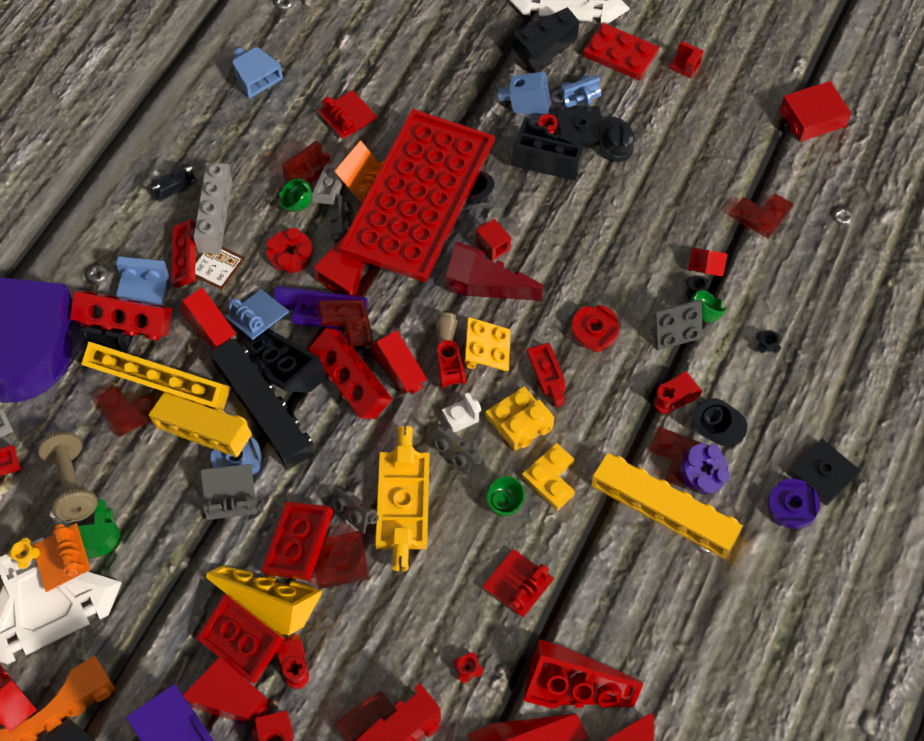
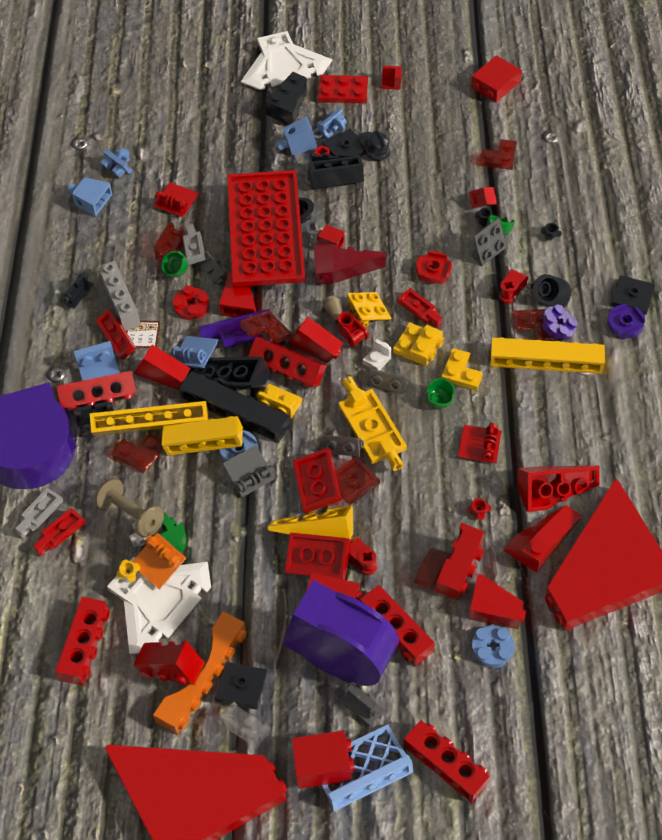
camera: 25 degrees left, 5 degrees down
(309, 38) = (119, 161): none -> medium blue hips
(317, 417) = (280, 399): none -> yellow bracket
(359, 170) = (213, 231): orange hinge -> none

